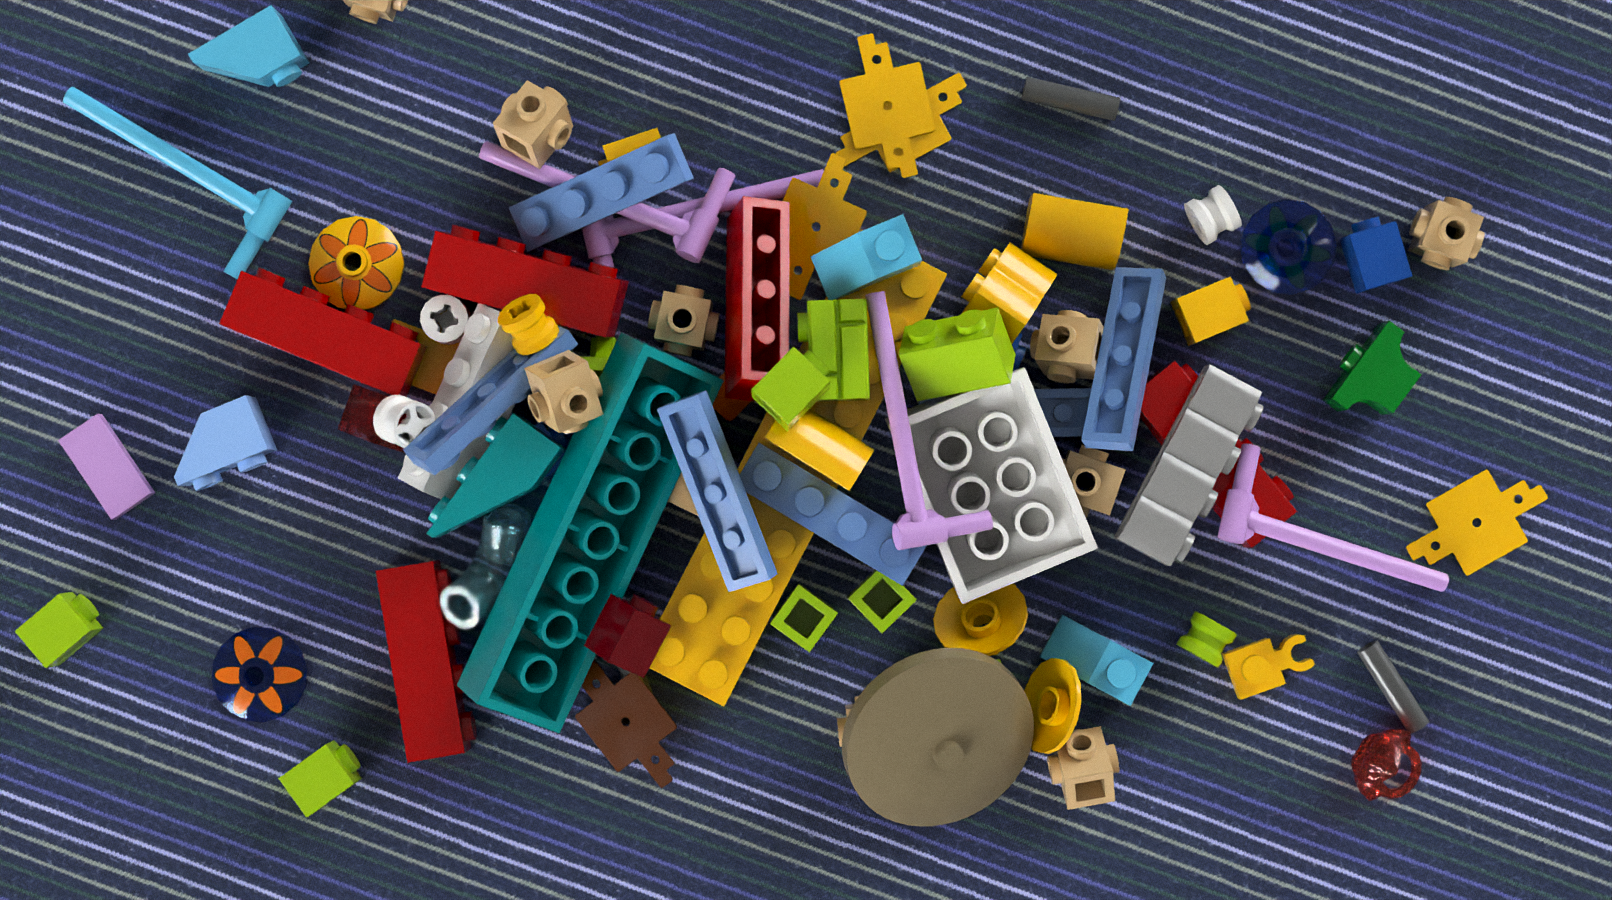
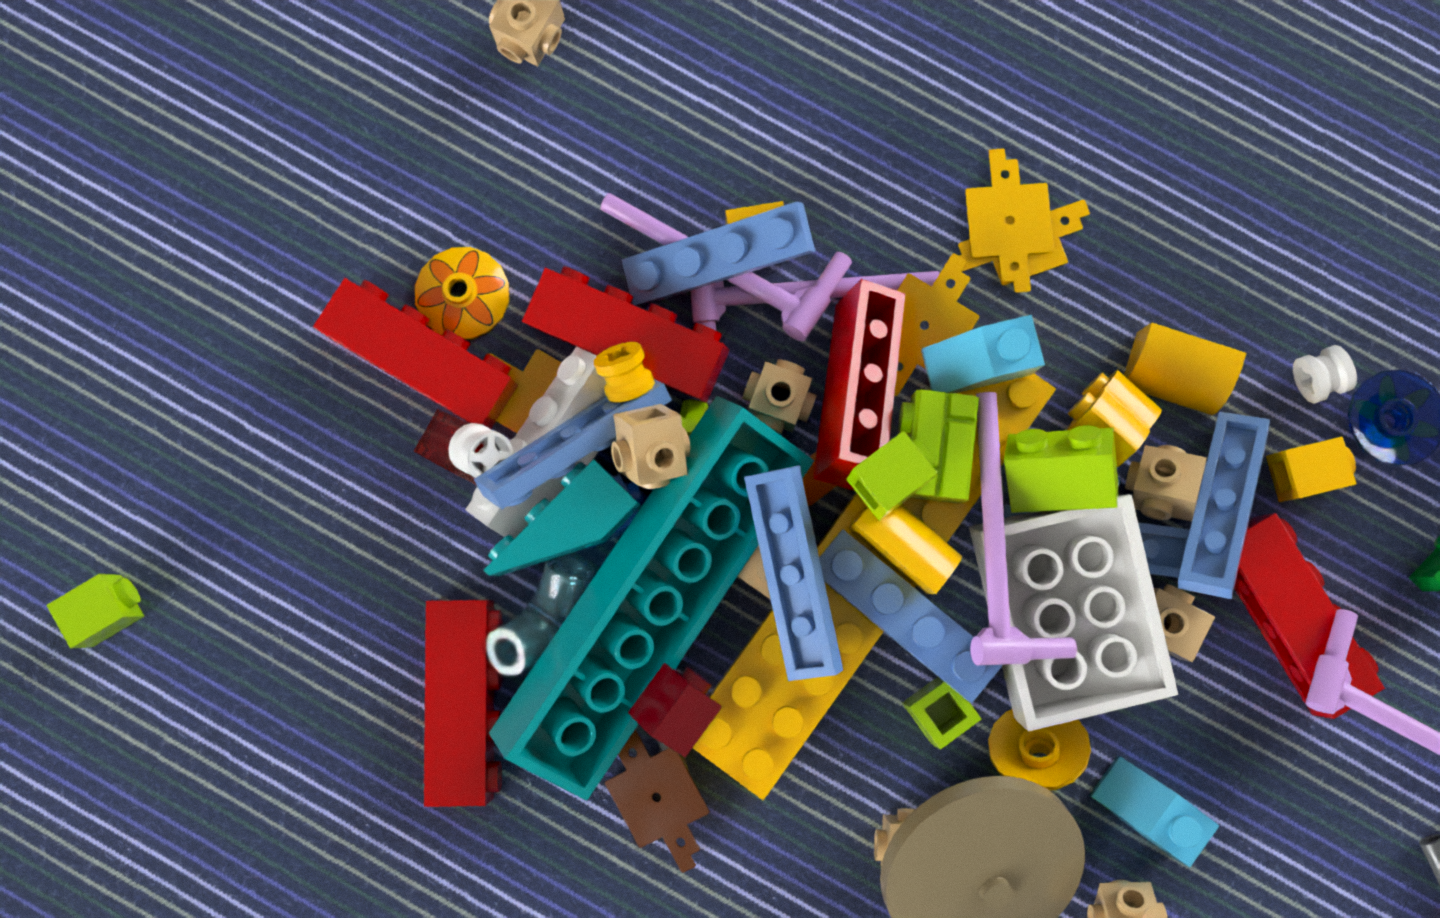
camera: 10 degrees right, 5 degrees down
(106, 466) = (177, 454): lavender tile -> none
(223, 440) = (298, 445): light blue slope -> none
(254, 51) = (396, 71): medium azure slope -> none
(261, 210) = (377, 227): medium azure bar -> none
(282, 669) = (314, 682): clear blue dish -> none
(322, 777) = (334, 807): lime brick -> none
(451, 321) = (545, 363): white wheel -> none
(534, 123) = (660, 180): tan brick -> none
(804, 617) = (859, 718): lime brick -> none
(1055, 704) = (1111, 852): yellow dish -> none
(1070, 98) = (1193, 240): dark grey piece -> none
(1188, 465) = (1284, 622): light grey brick -> none
(1206, 639) = (1269, 806): lime wheel -> none
(1259, 666) = (1317, 842): yellow plate -> none

